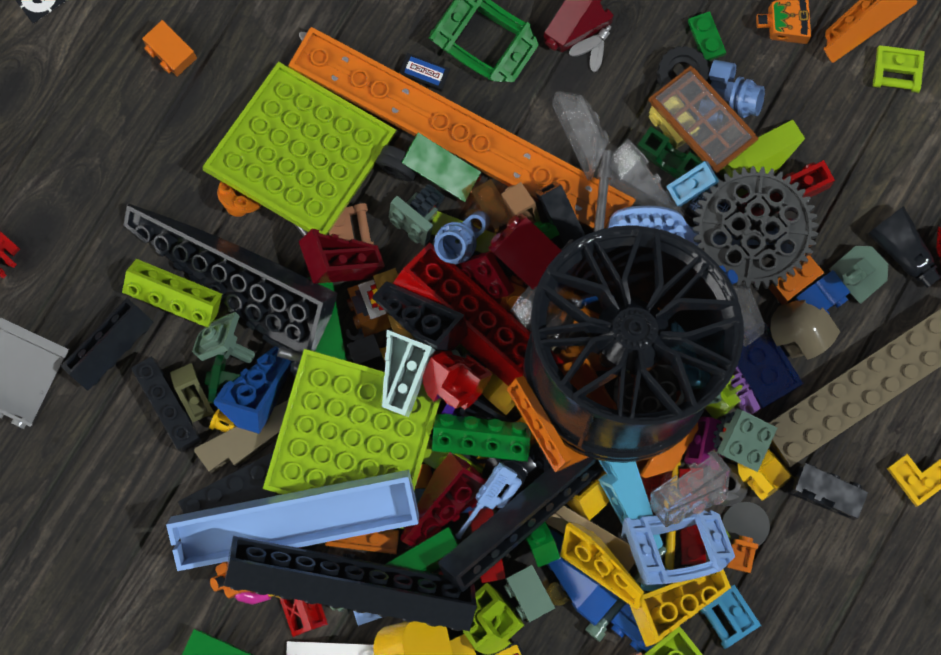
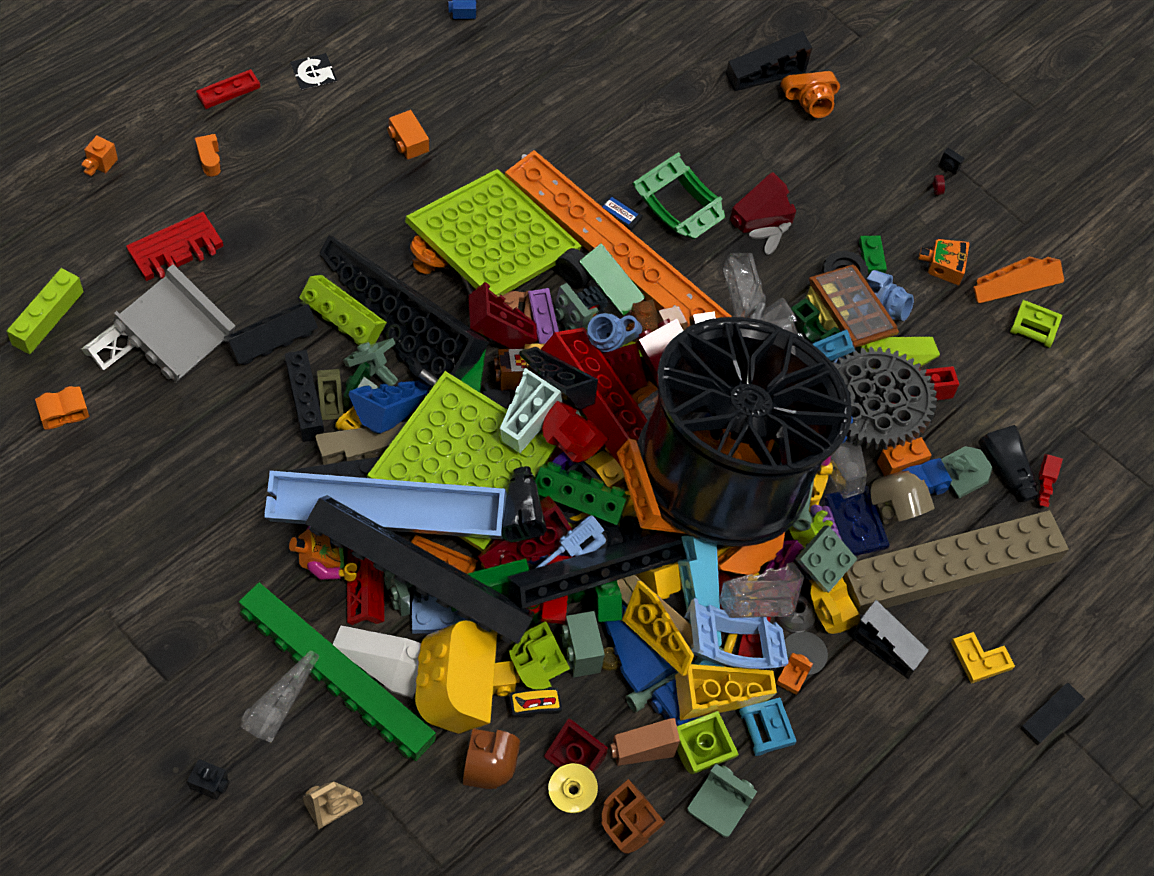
camera: 10 degrees right, 20 degrees down
(384, 234) = (543, 314): none -> medium lavender tile
(431, 484) = (523, 508): none -> black piece

